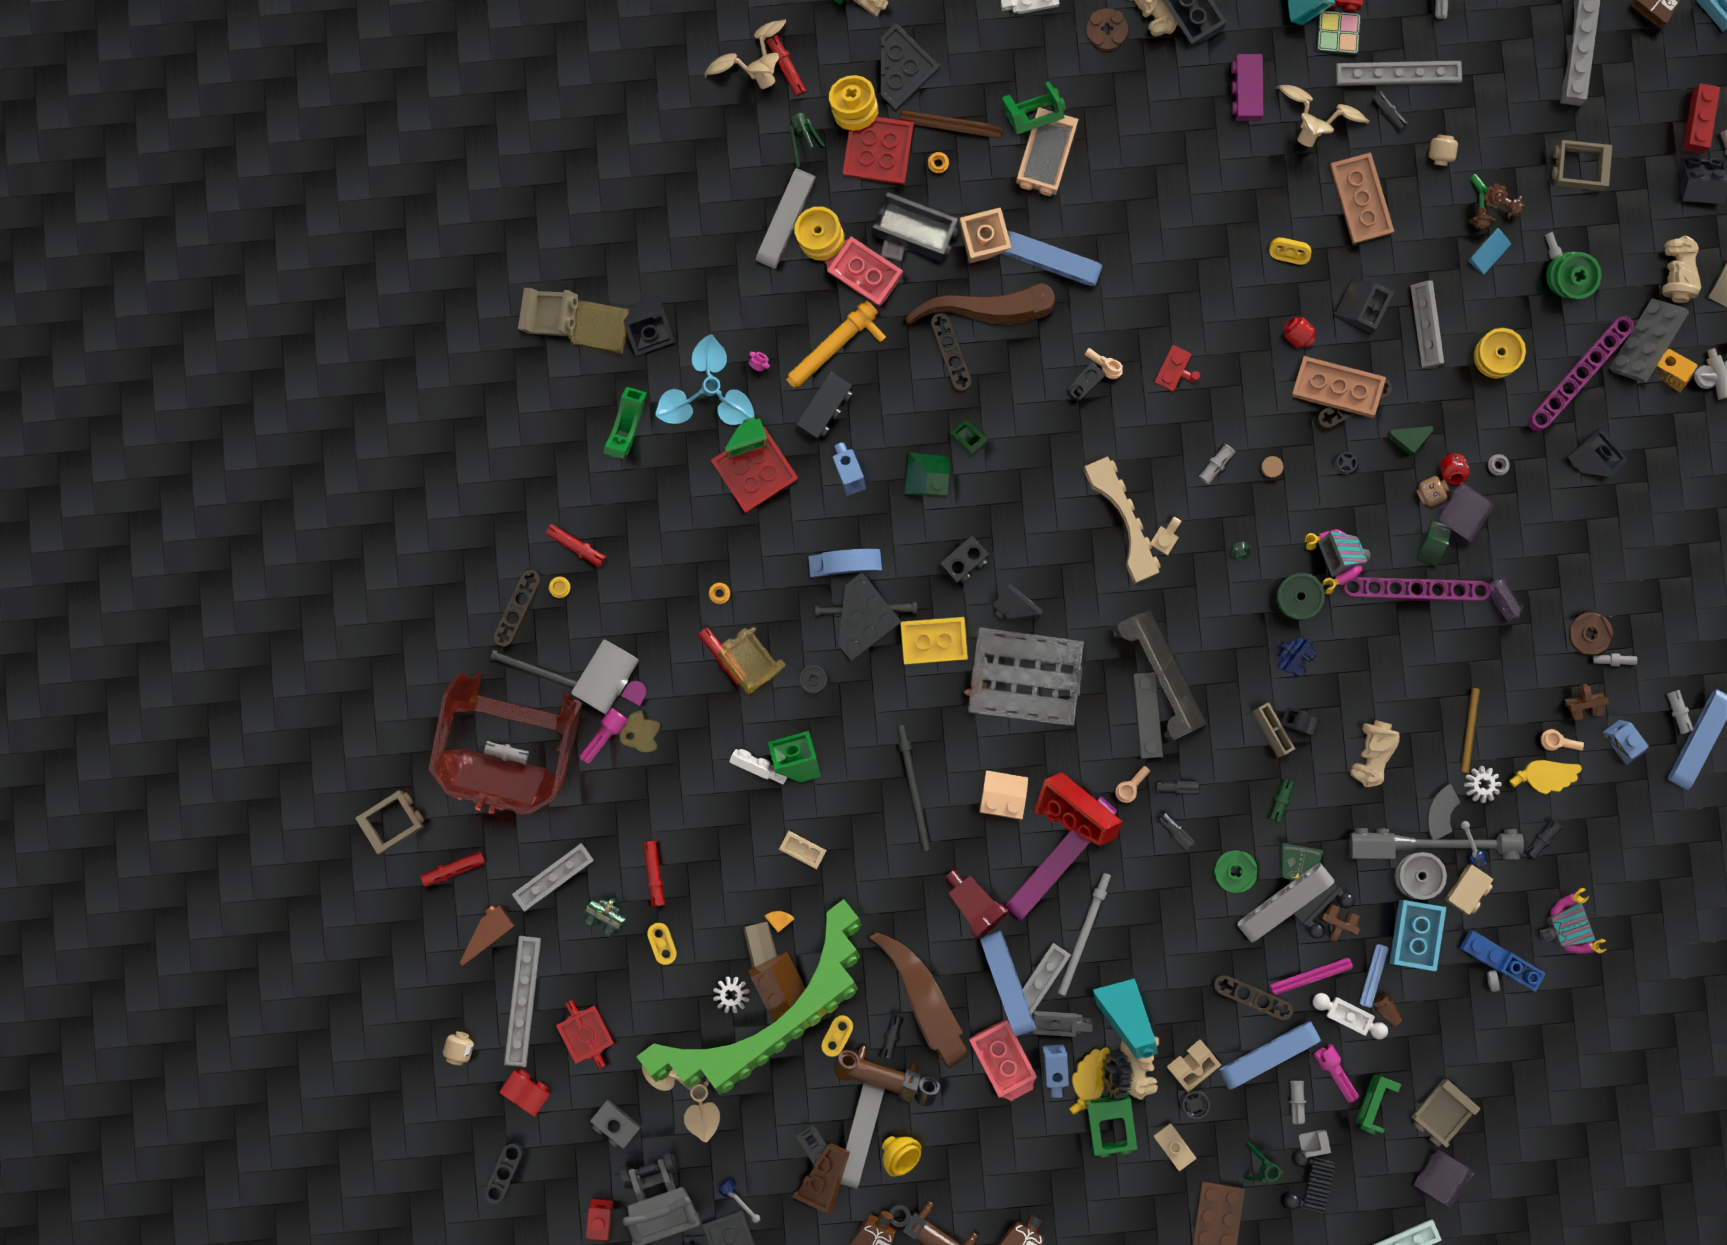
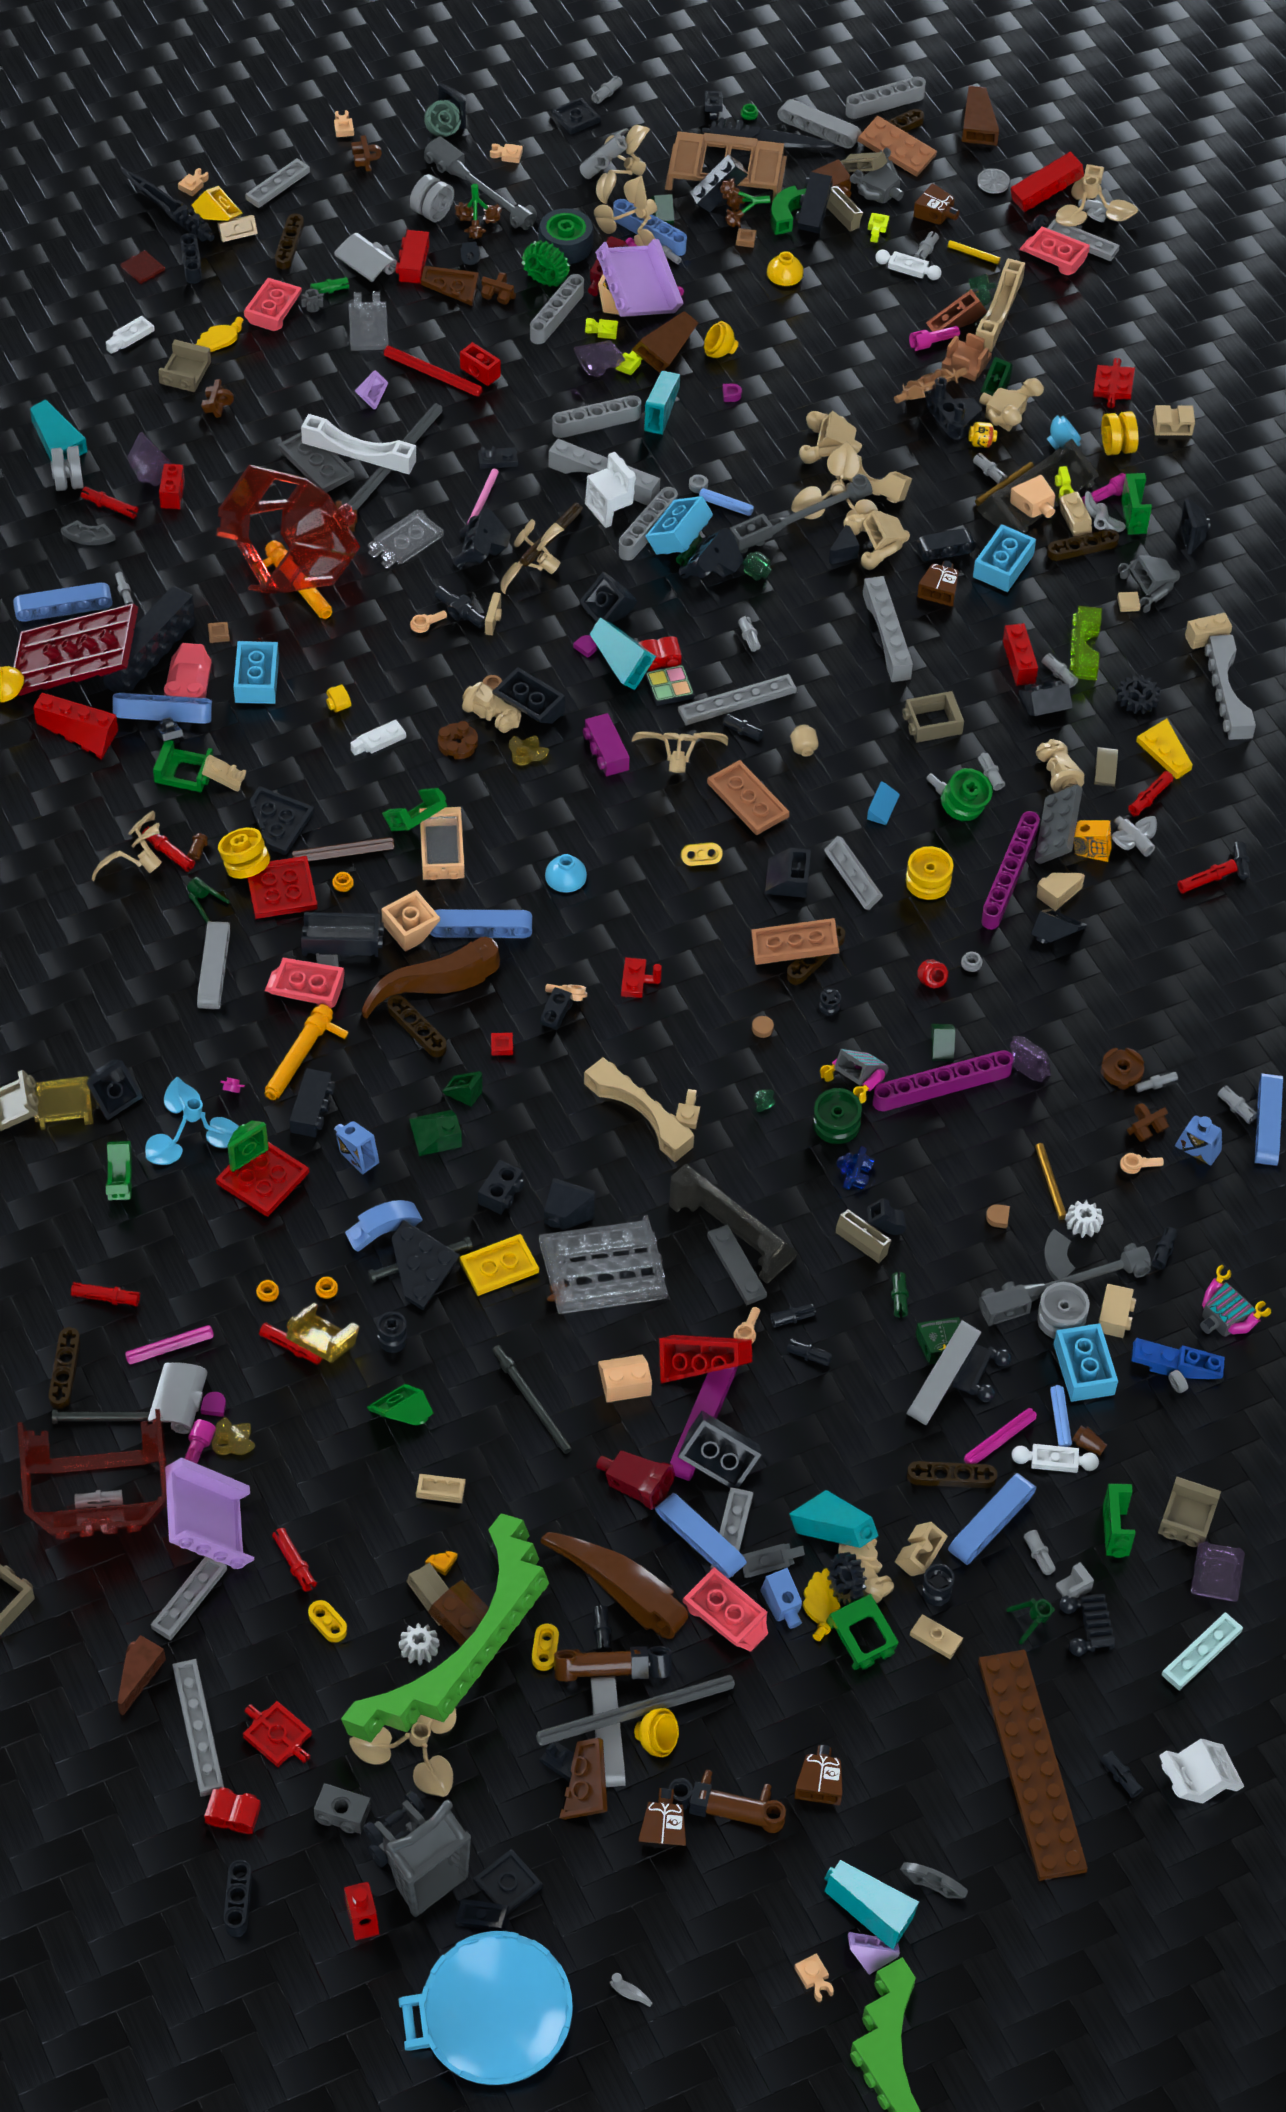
camera: 20 degrees left, 30 degrees down
(452, 869) = (79, 1623): red pin -> none
(458, 1048) = (144, 1791): tan head -> none
(559, 587) = (102, 1335): yellow plate -> none
(586, 818) = (206, 1512): none -> lavender panel
(606, 913) = (267, 1616): clear green hips -> none
(616, 617) = (169, 1344): none -> dark pink axle
(728, 1189) = (489, 1833): hinge -> none
(757, 766) = (368, 1426): white hinge -> none
(772, 601) = (326, 1282): none -> light orange plate
(814, 72) = (197, 846): none -> reddish brown pin
(819, 233) = (251, 963): yellow wheel -> none
(889, 1130) = (634, 1710): none -> dark grey axle
(1022, 402) = (501, 1044): none -> red plate
(1056, 908) = (719, 1451): none -> black slope
(1099, 895) = (758, 1434): light grey bar -> none
(1152, 237) = (565, 873): none -> medium azure piece
(1171, 62) = (526, 751): none -> clear yellow plate
(1217, 464) = (709, 1039): light grey pin -> none
(1223, 869) = (883, 1380): green plate -> none
(1299, 332) = (739, 912): red head -> none
(1329, 1061) = (1057, 1506): dark pink piece -> none
(1331, 917) = (1012, 1380): reddish brown hips -> none
(1379, 747) = (971, 1216): tan animal -> none
(1406, 750) = (998, 1215): none -> medium nougat tile
(1409, 438) = (878, 964): dark green slope -> none
(1433, 491) = (921, 998): medium nougat head -> none
(1466, 512) = (959, 1003): clear purple slope -> none
(1476, 857) = (1107, 1278): hinge -> none
(1495, 196) = (867, 753): reddish brown plant -> none
(1547, 775) = (1141, 1195): yellow animal -> none
(1611, 249) = (991, 771): none -> light grey axle
(1617, 411) = (1059, 888): none -> tan slope

